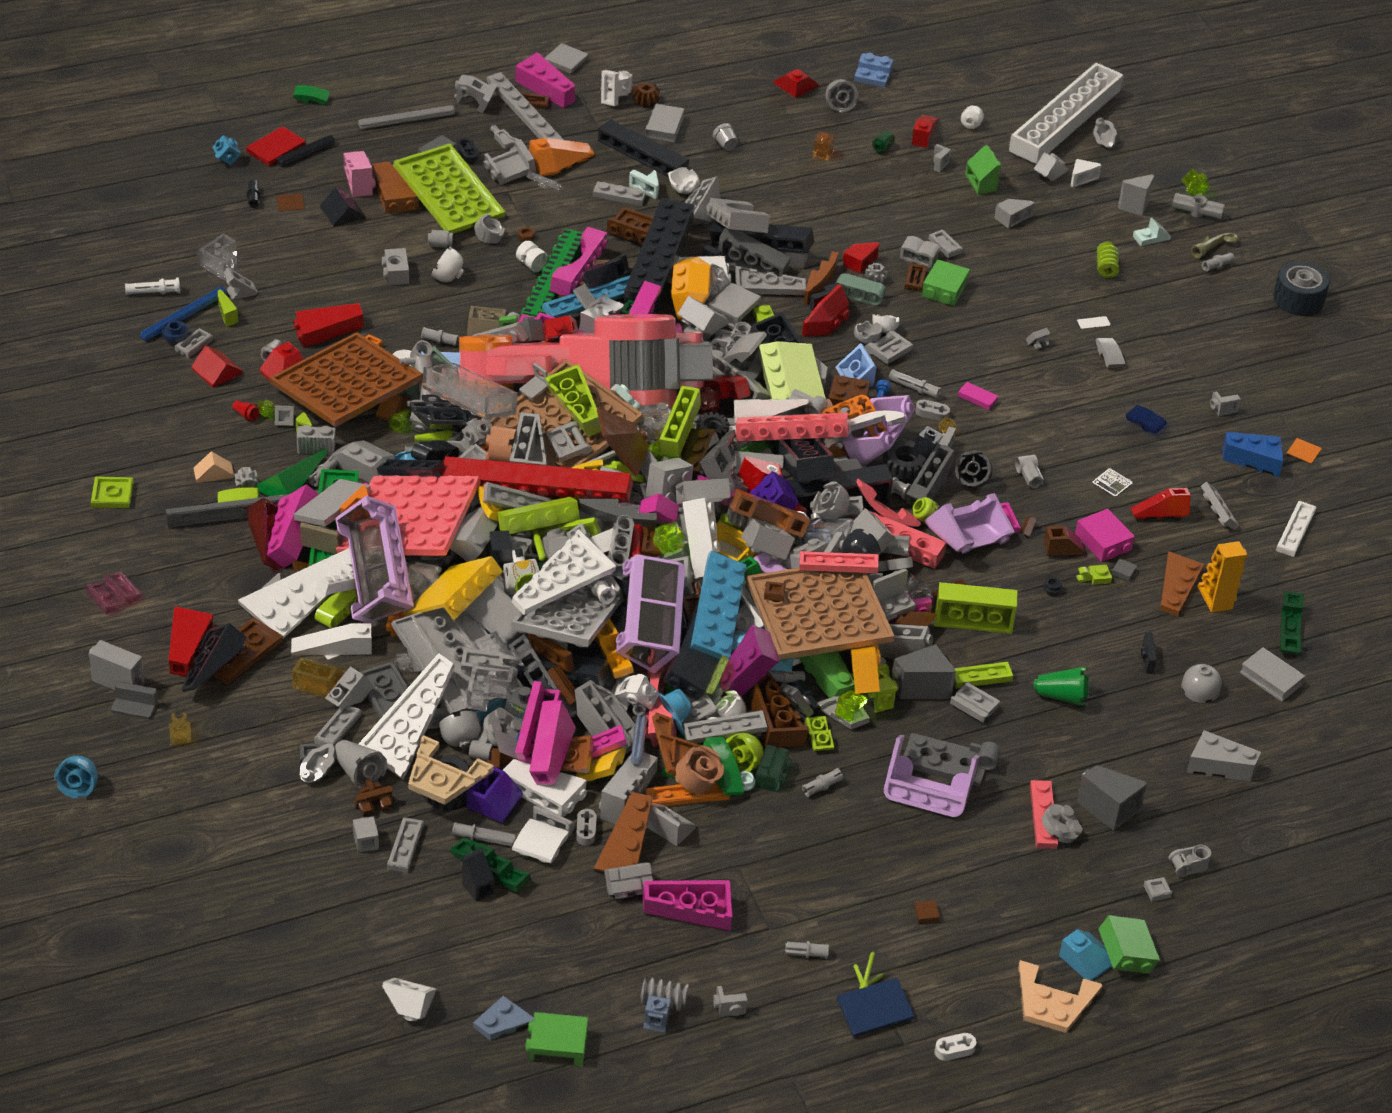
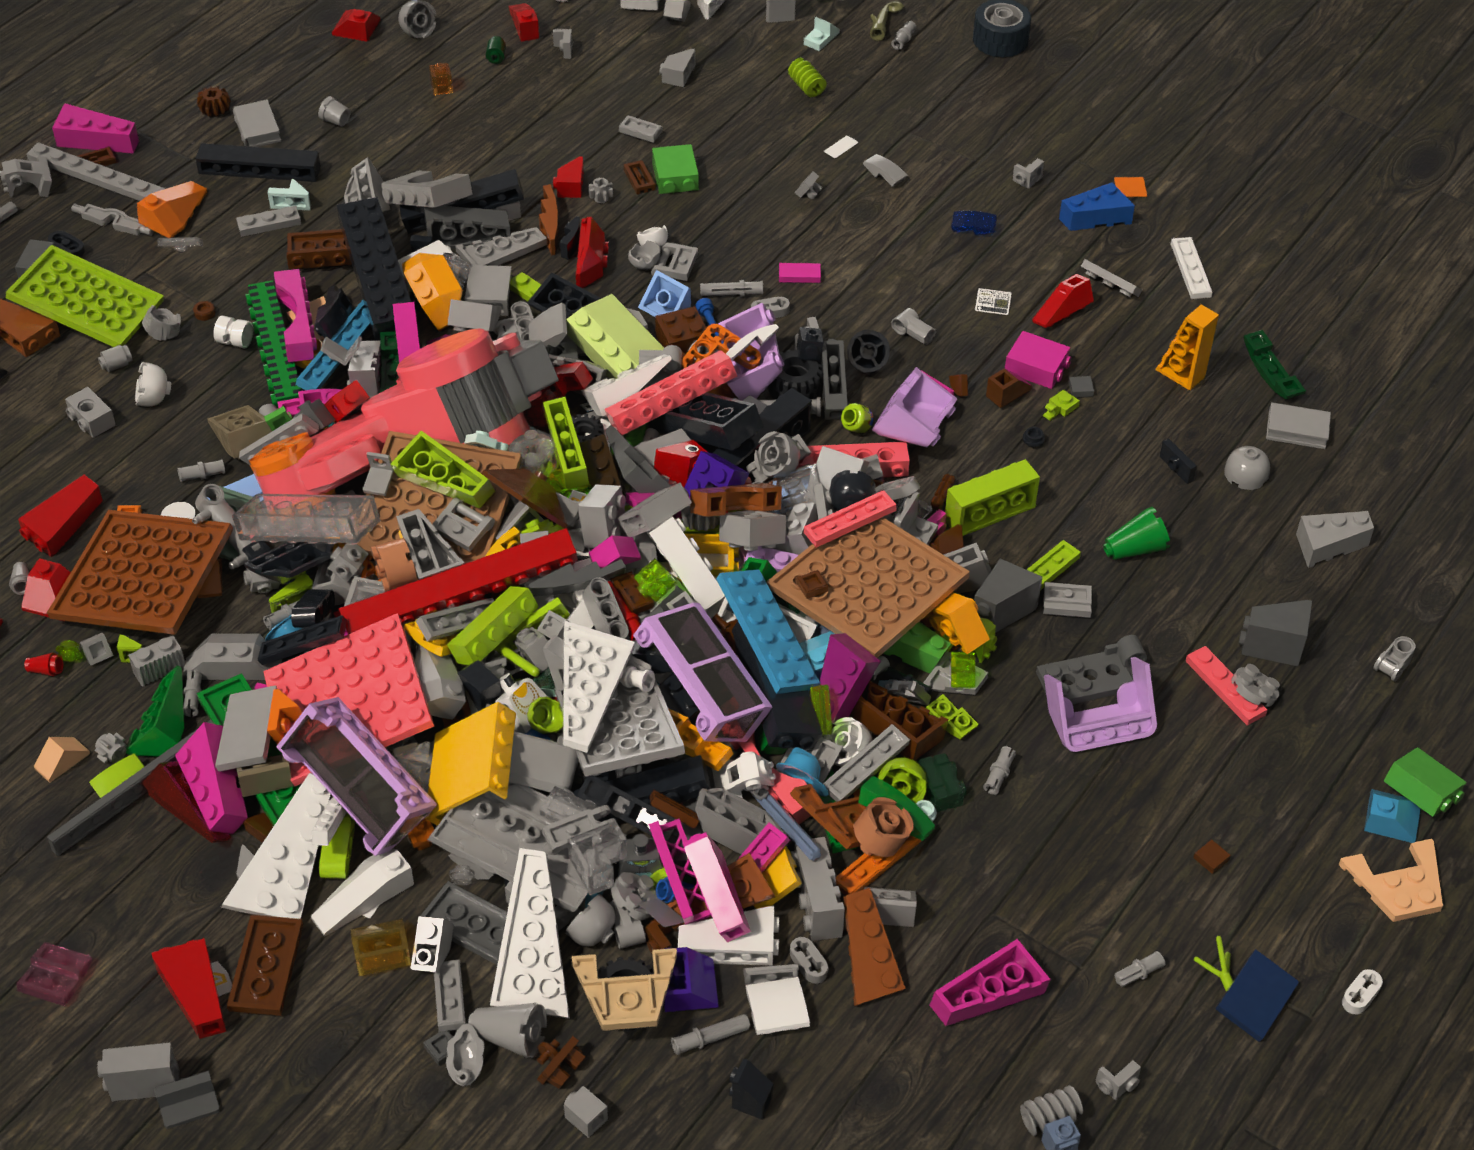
camera: 30 degrees left, 5 degrees up
(180, 730) = (270, 1107): clear yellow plate -> none
(216, 650) = (245, 982): black wedge -> none
(399, 420) = (232, 589): clear neon green cone -> none
(405, 845) = (635, 1097): light grey tile -> none
(501, 868) = (719, 1063): dark green slope -> none
(510, 164) = (128, 239): light grey panel -> none
(552, 652) = (638, 778): reddish brown tile -> none
(566, 58) = (95, 97): light grey tile -> none
(619, 83) = (176, 99): white tile -> none
(627, 879) = (907, 997): light grey brick -> none
(684, 180) = (329, 177): white hair -> none
(862, 289) = (604, 212): sand green beam -> none
(902, 517) = (836, 437): coral slope -> none
(919, 251) = (623, 148): light grey brick -> none
(945, 424) = (798, 318): clear yellow plate -> none
(983, 171) = (620, 37): bright green slope -> none
(1157, 889) = (1389, 706): light grey tile -> none
(1178, 583) = (1139, 373): dark orange wing -> none

